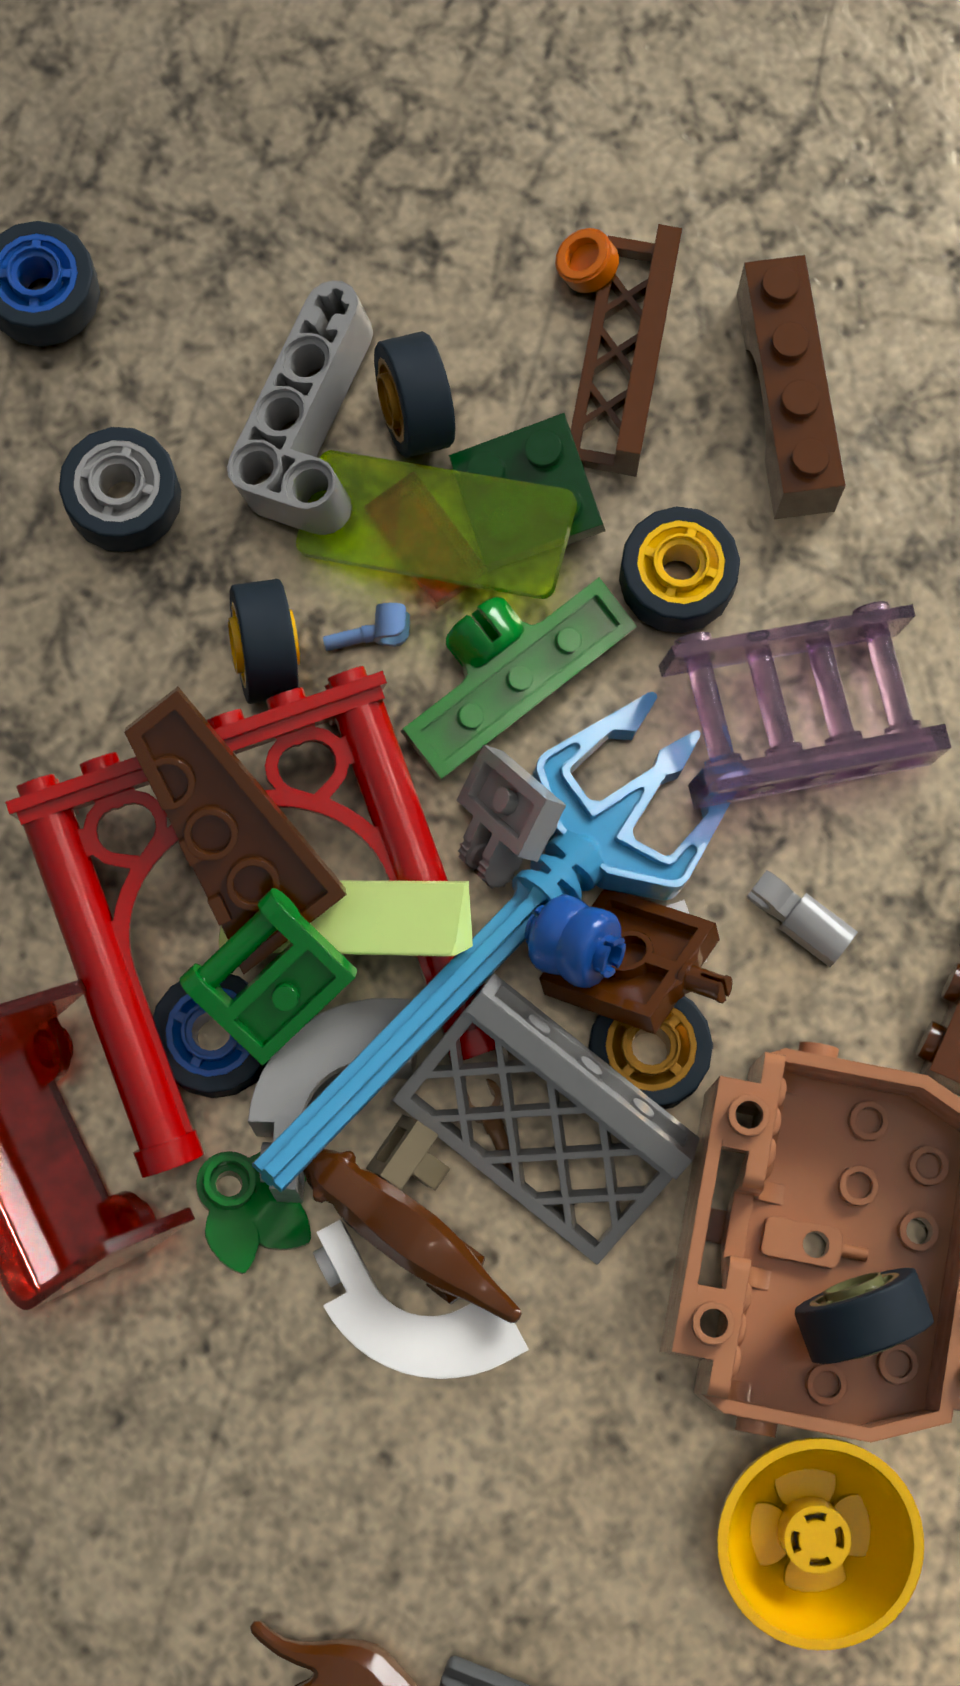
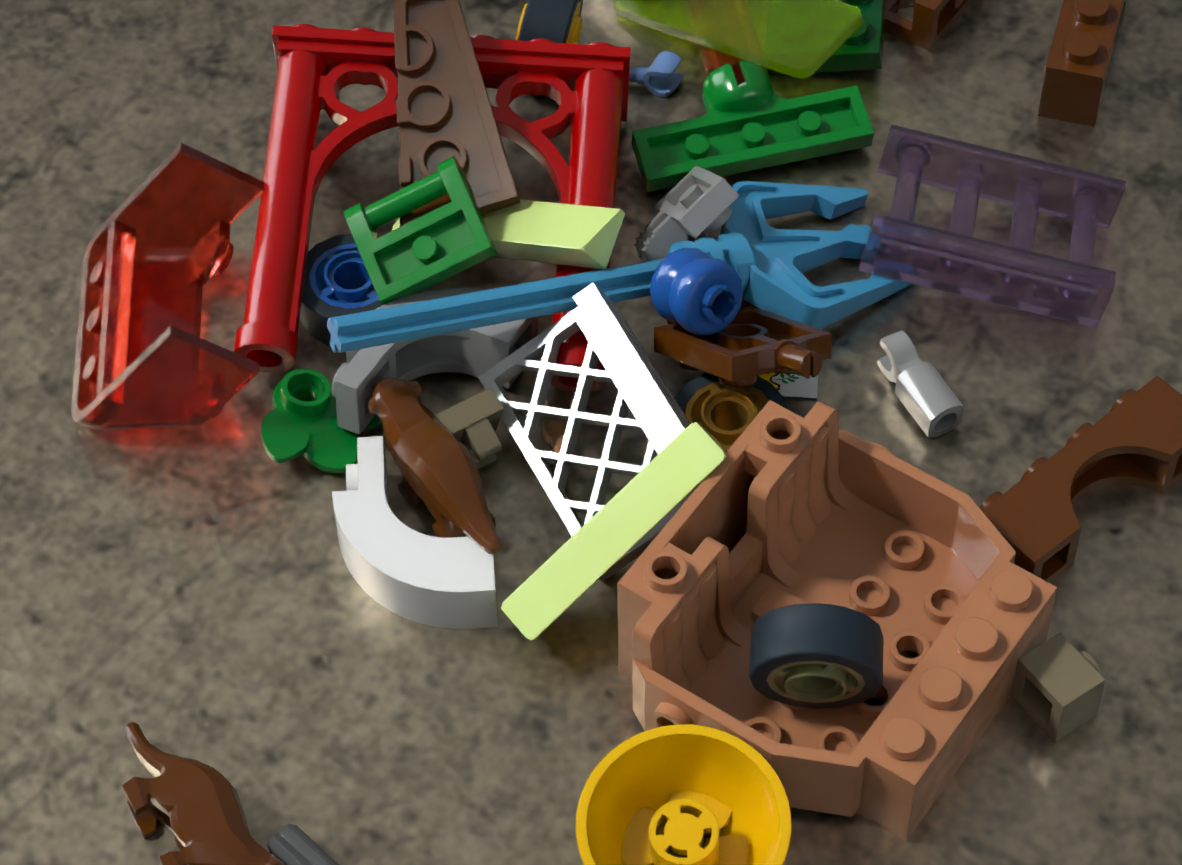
camera: 25 degrees right, 25 degrees down
(626, 1255) = (613, 530): none -> yellowish green slope
(686, 537) = (933, 97): wheel -> none

